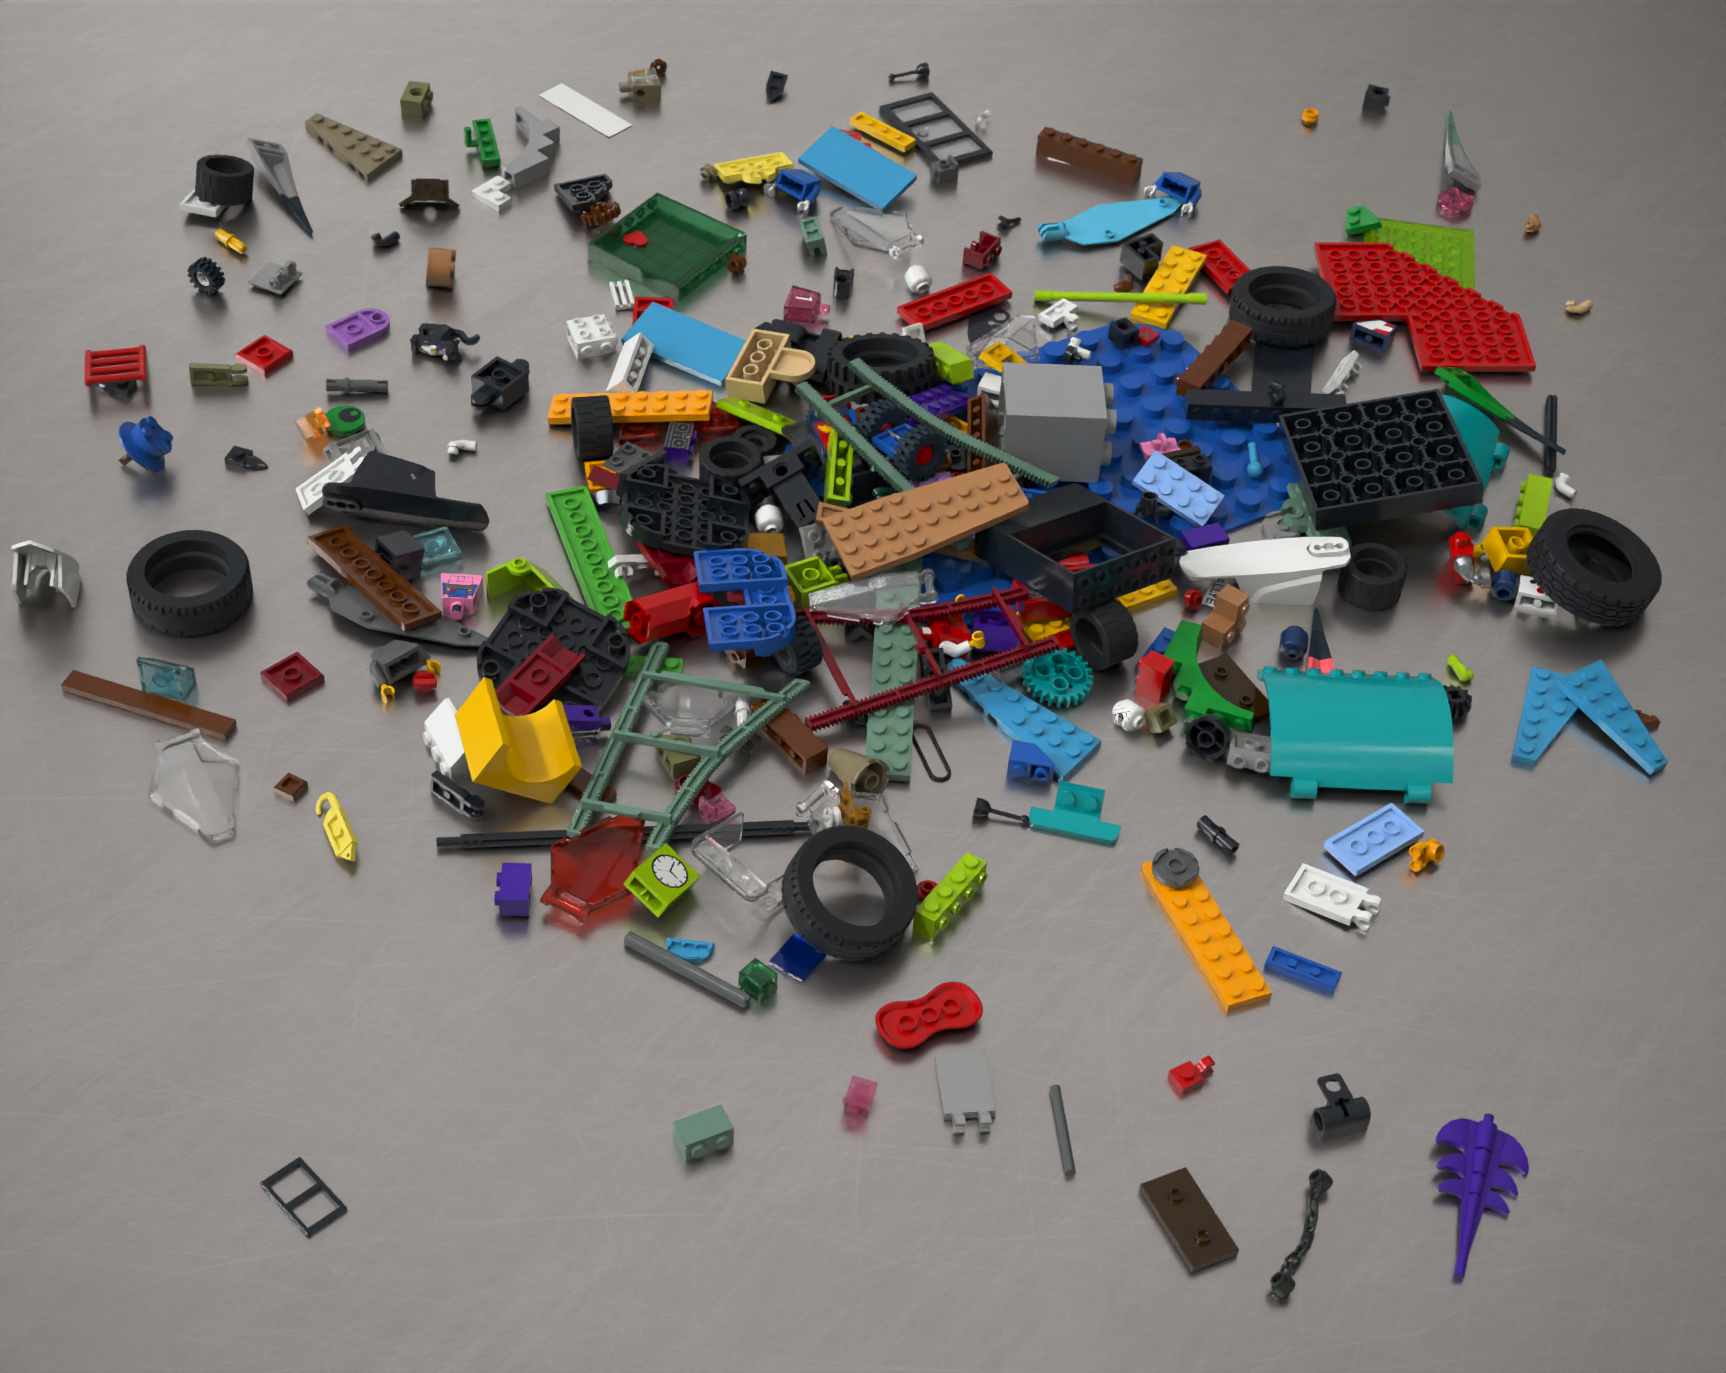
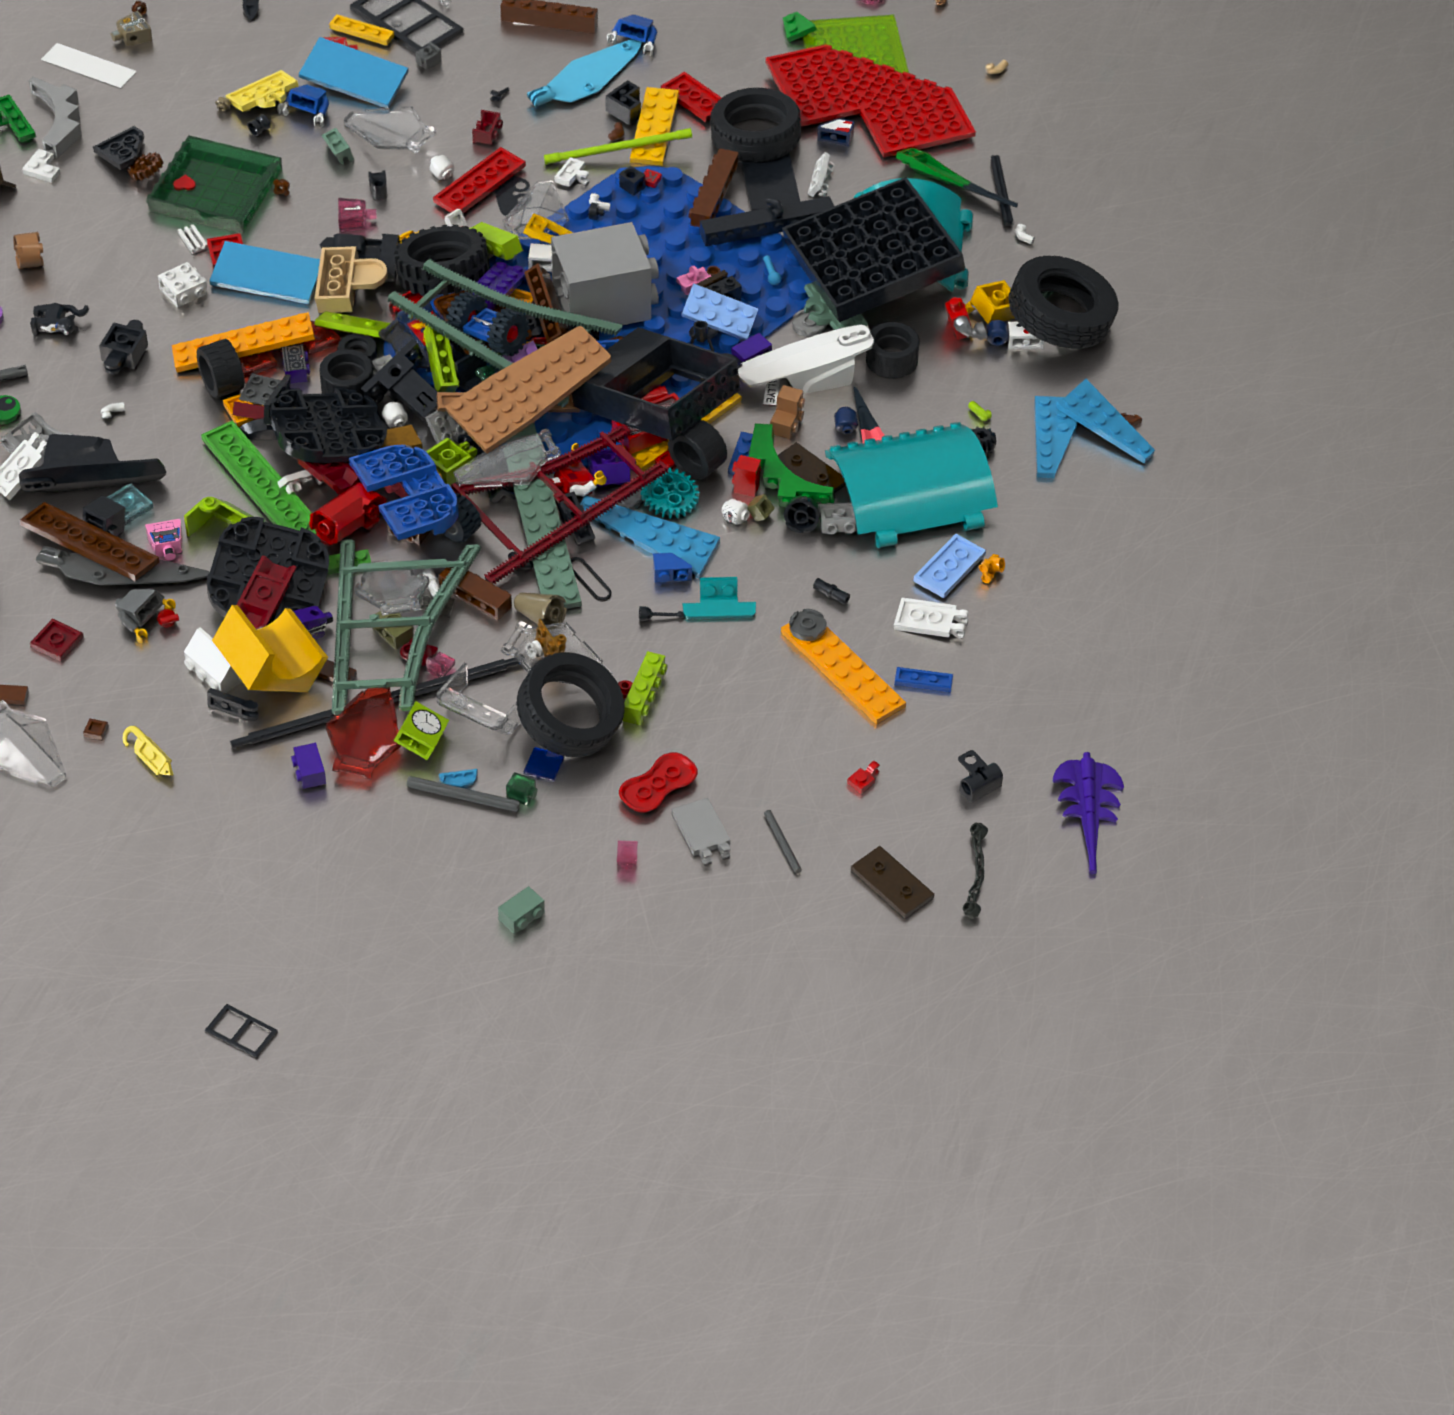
camera: 15 degrees left, 5 degrees up
(631, 365) = (228, 304): white brick -> none
(1193, 598) = (756, 402): red plate -> none
(1533, 503) = (1003, 257): lime brick -> none

